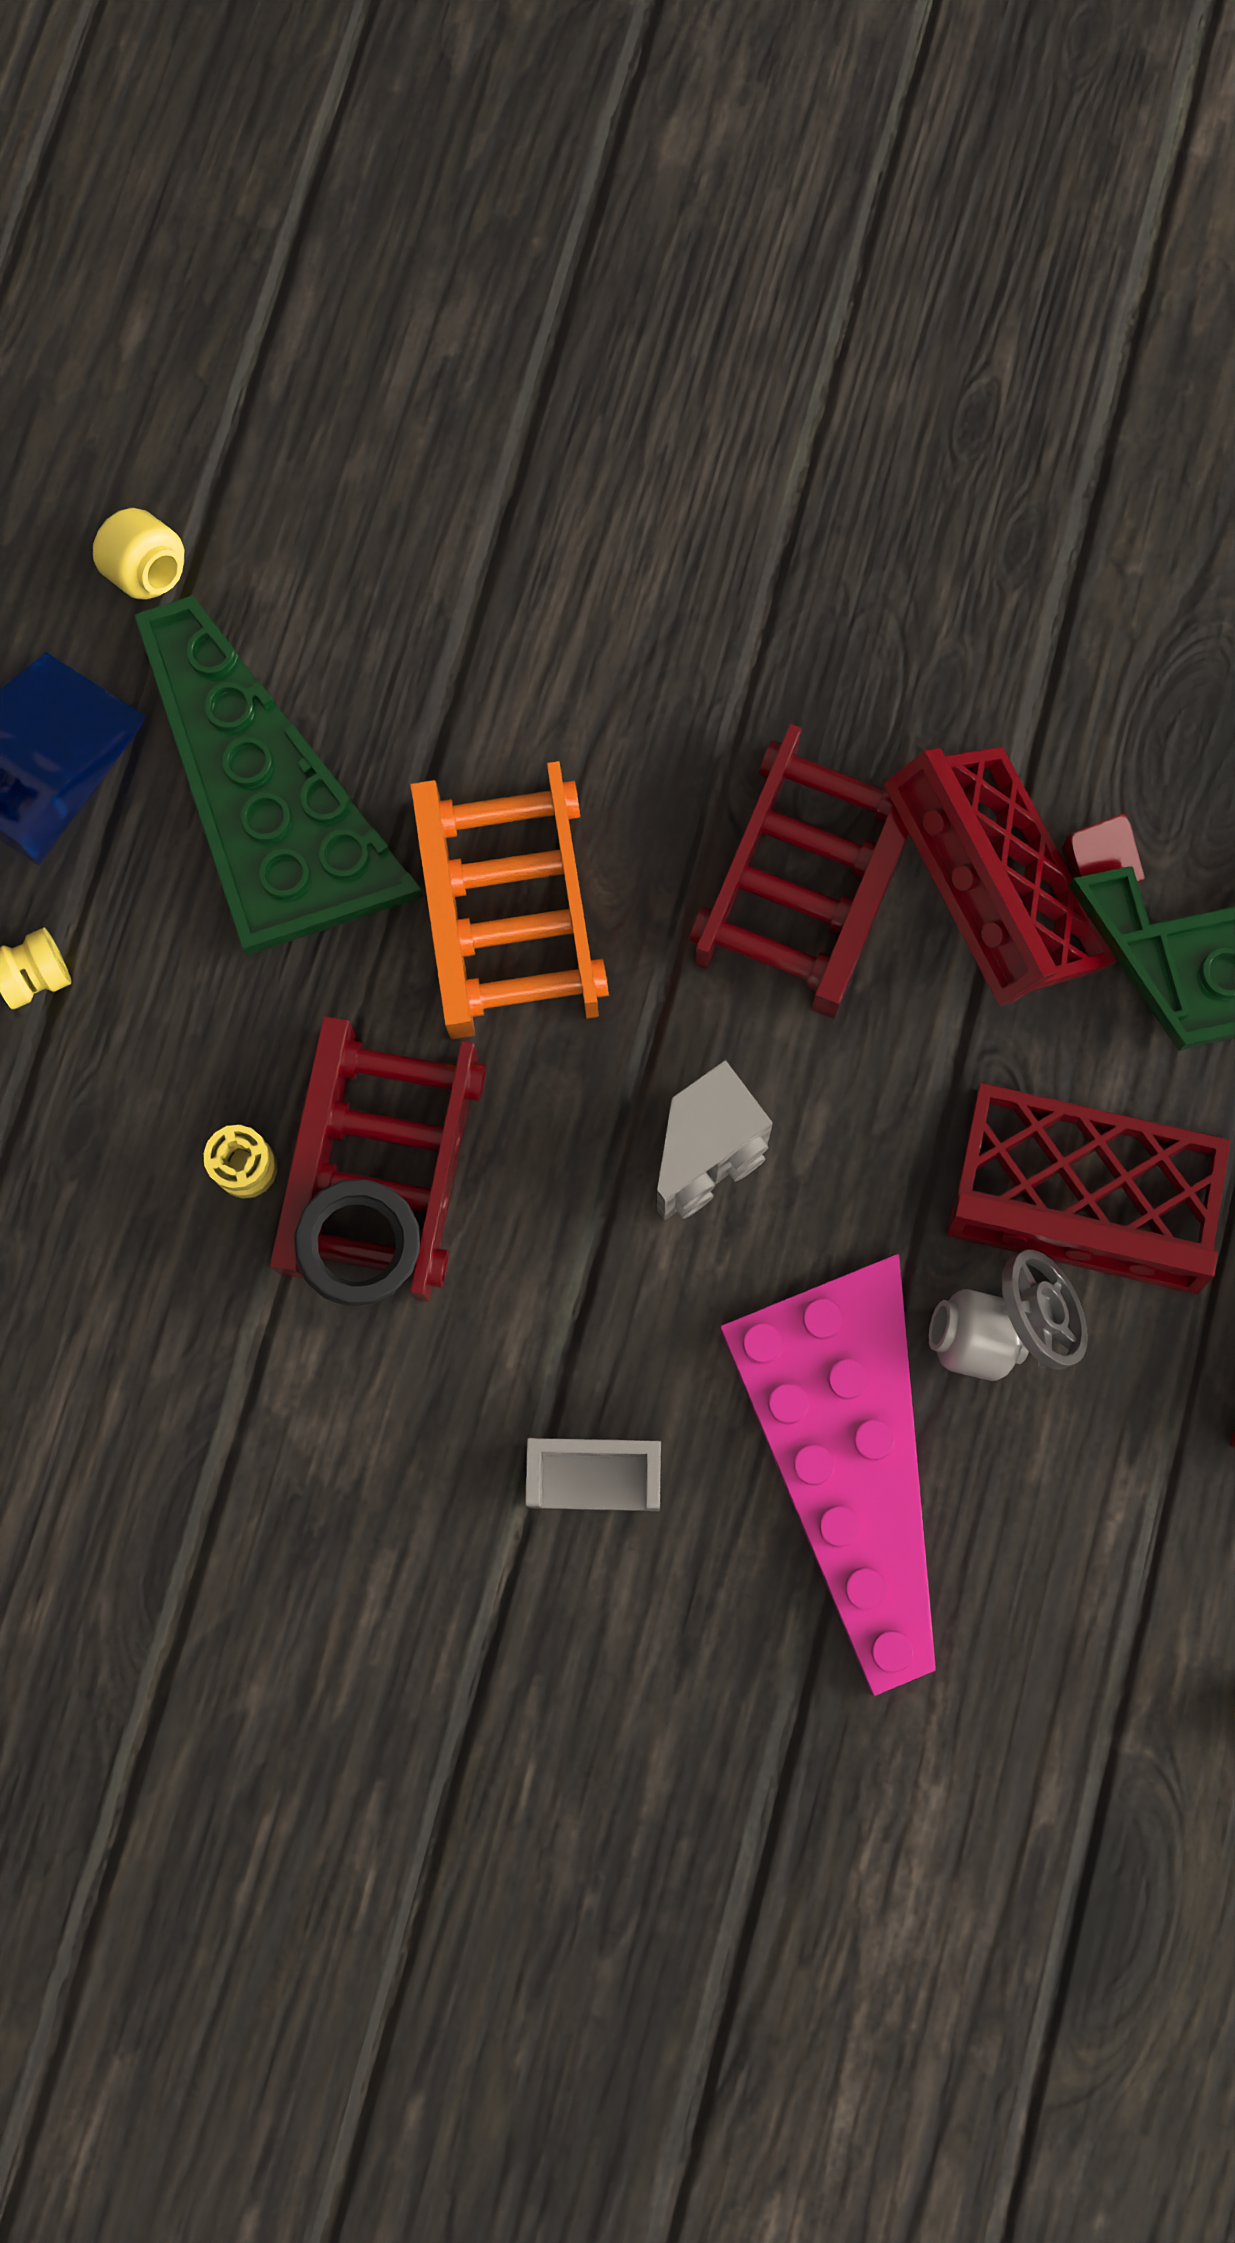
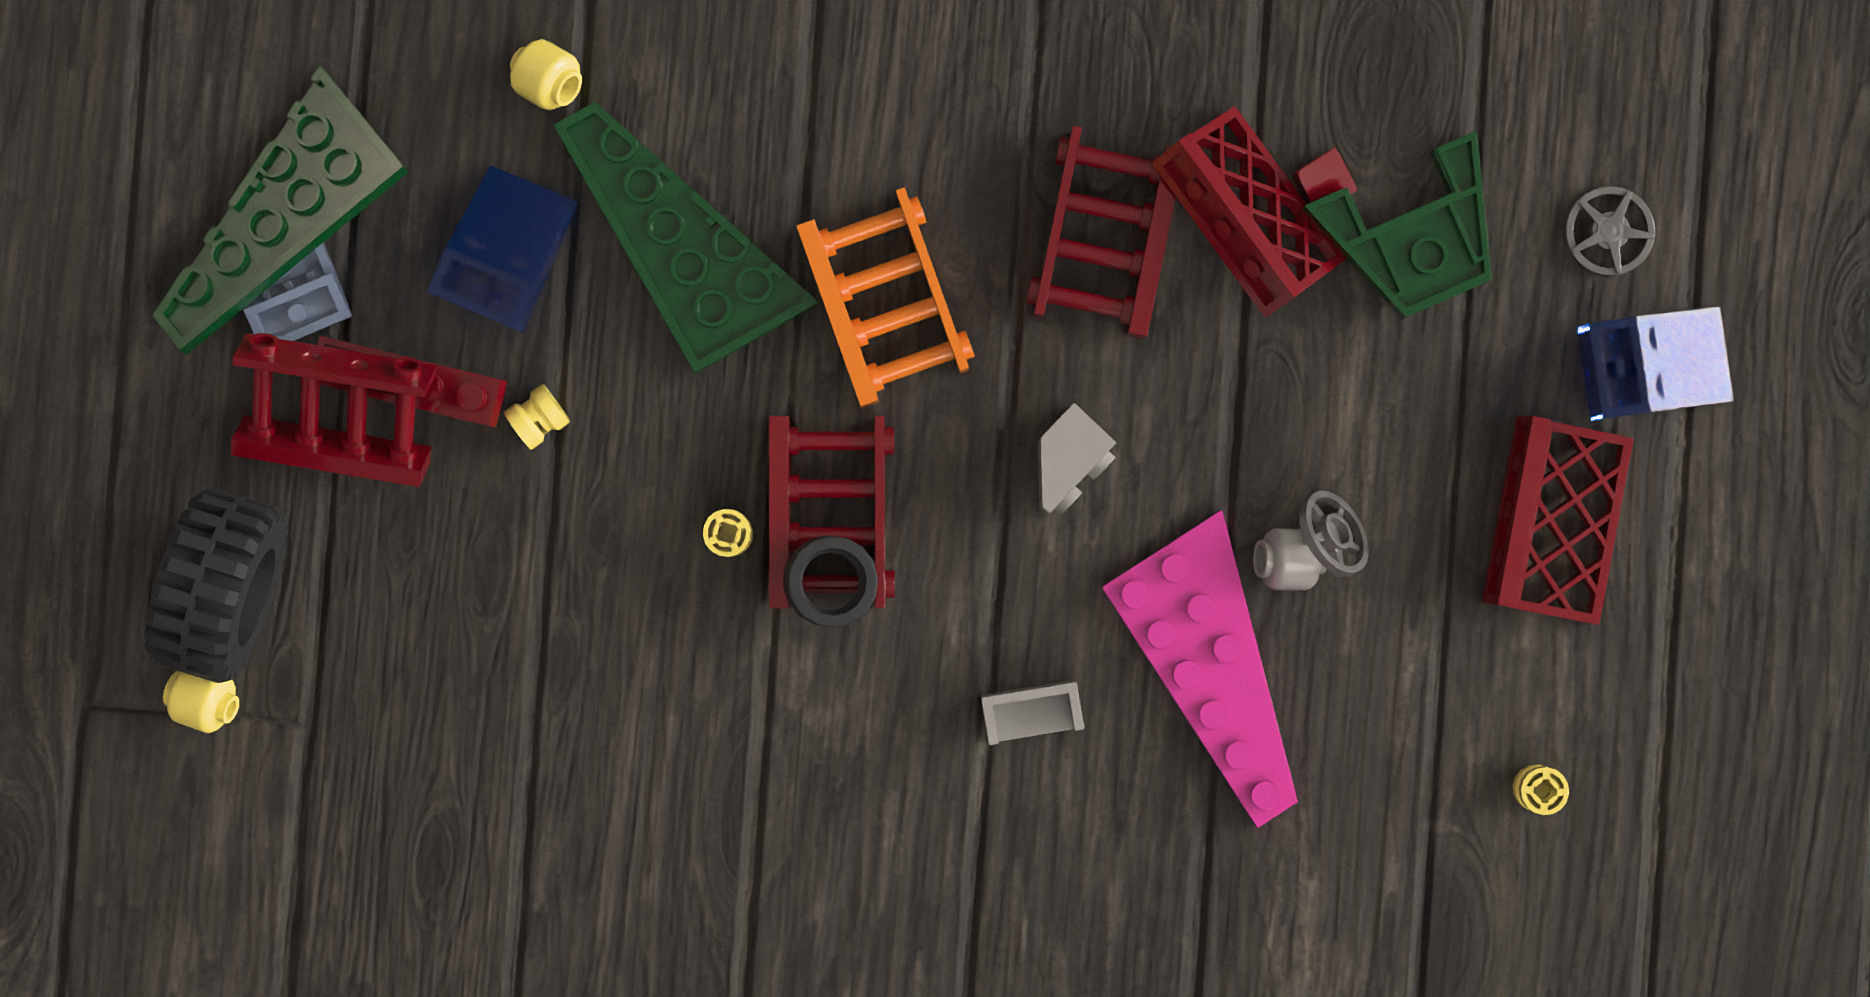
camera: 15 degrees left, 10 degrees up
(1083, 1240) = (1360, 474): dark red fence -> none

